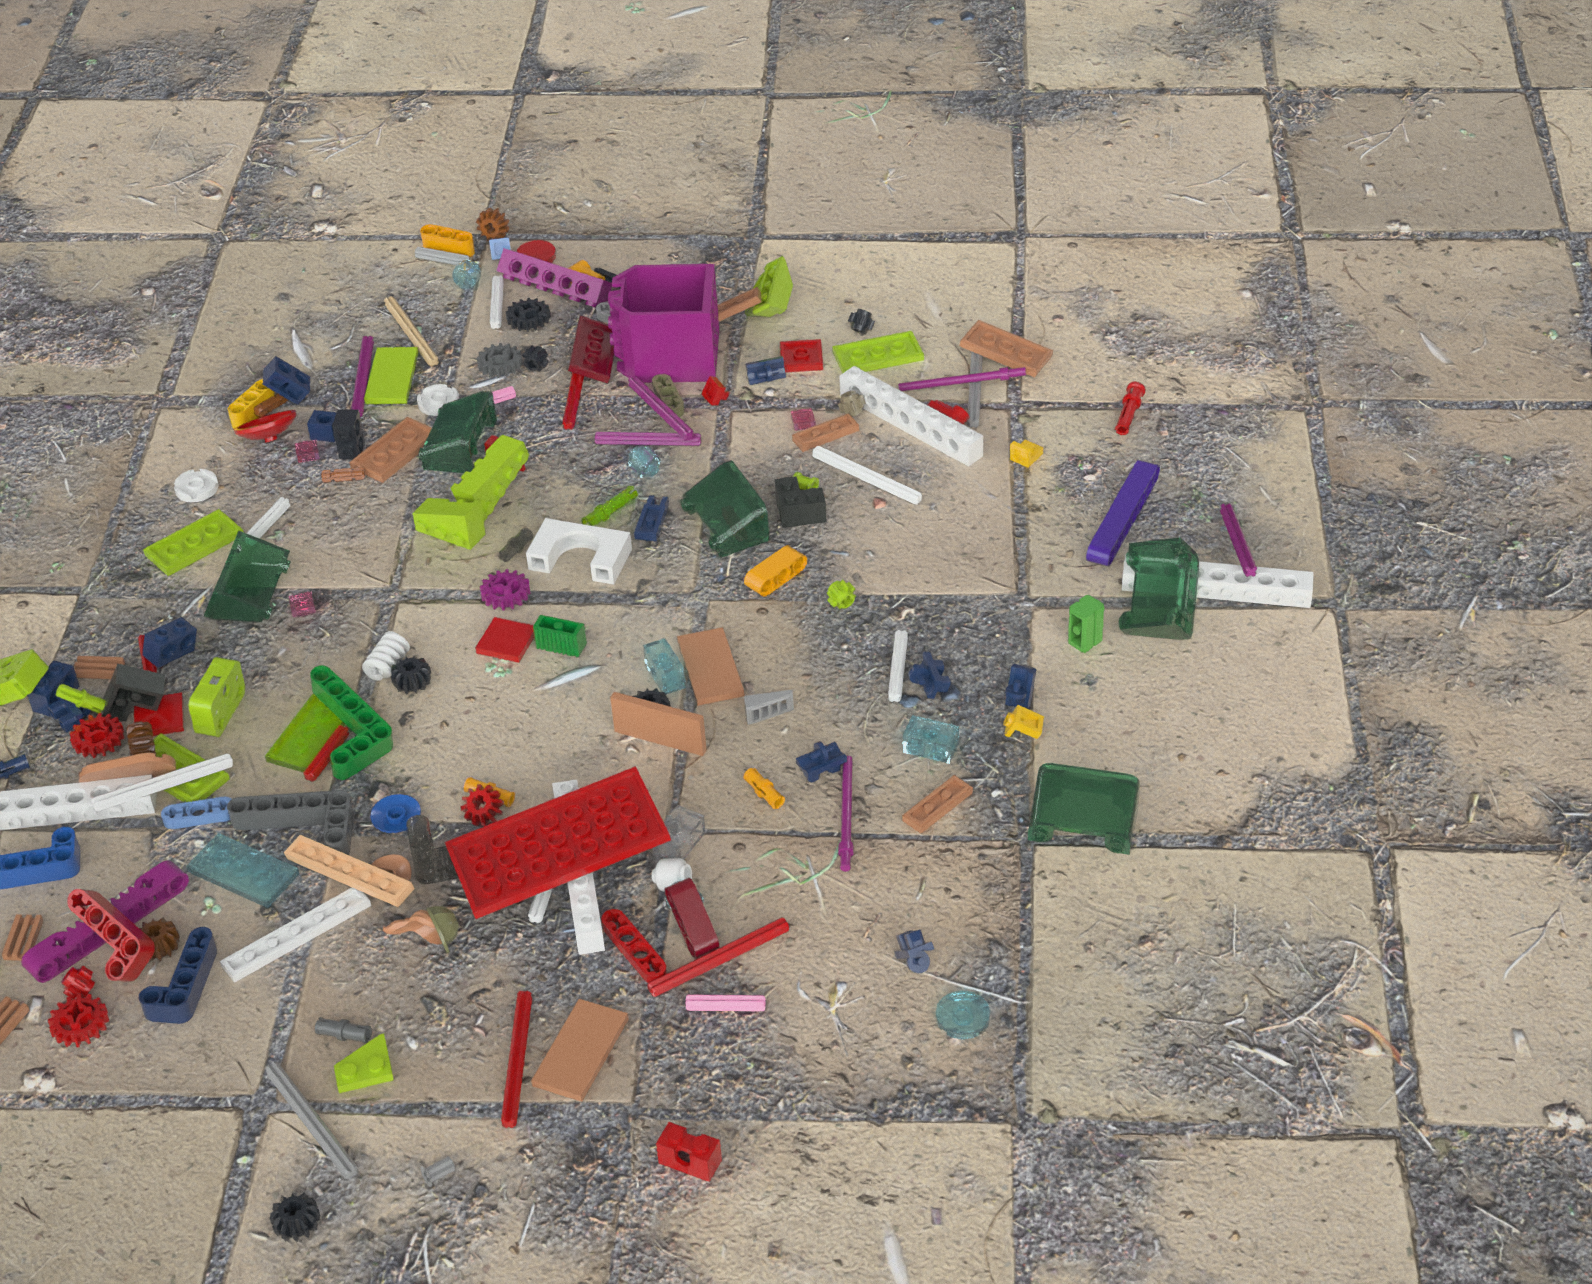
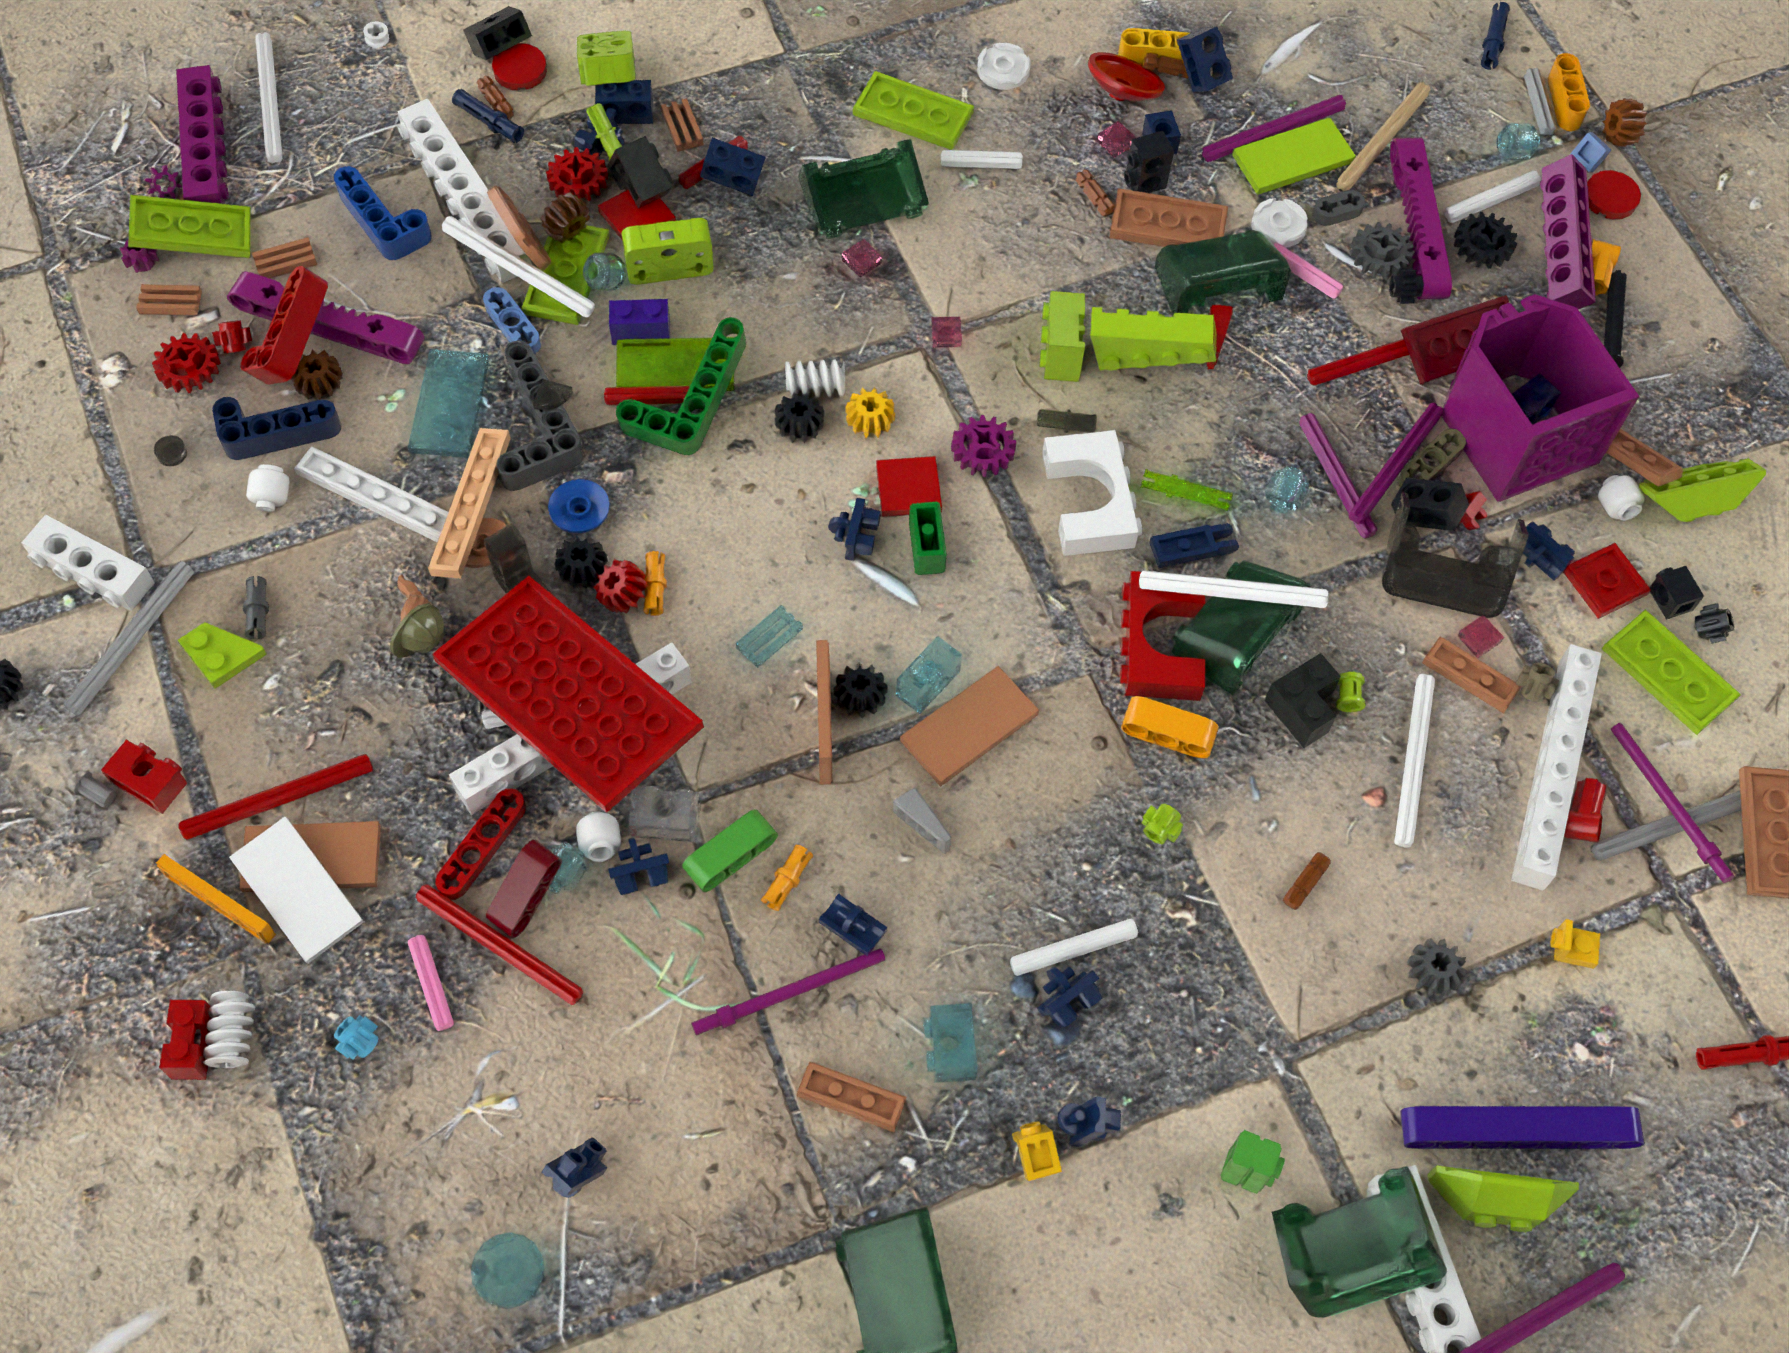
camera: 60 degrees right, 20 degrees up
(152, 1056) = (170, 450): none -> clear smoke tile
(195, 747) = (604, 271): none -> clear light blue head
(223, 1128) = (51, 537): none -> white brick
(240, 994) = (268, 487): none -> white head
(261, 734) = (639, 319): none -> dark purple brick
(294, 793) = (551, 395): none -> clear smoke tile
(381, 258) = (1493, 43): none -> dark blue pin
(398, 580) = (946, 332): none -> clear pink plate
(435, 637) = (870, 412): none -> yellow gear
(445, 824) = (580, 561): none -> black gear
(449, 369) = (1339, 209): none -> dark grey beam
(454, 1124) = (155, 789): none -> red brick
(462, 327) = (1414, 181): none -> magenta gear
(522, 674) = (855, 540): none -> dark blue hips
(560, 735) = (763, 626): none -> clear light blue tile
(581, 1110) = (215, 899): none -> light orange tile
(606, 1057) = (296, 889): none -> white tile
(697, 1123) = (227, 1029): none -> white piece
(703, 400) = (1433, 503): none -> black brick
(708, 494) = (1234, 589): none -> white axle
(714, 852) = (624, 874): none -> dark blue hips
(725, 568) = (1145, 669): none -> red arch
(726, 809) = (730, 850): none -> bright green beam
(745, 1049) = (356, 1037): none -> medium azure gear
(753, 325) = (1621, 497): none -> white head
(769, 406) = (1449, 581): none -> clear smoke windscreen
(830, 329) = (1675, 591): none -> black brick
(917, 548) = (1307, 880): none -> dark orange axle
(1007, 510) = (1440, 956): none -> dark grey gear
(1165, 522) = (1500, 1197): none -> lime wedge

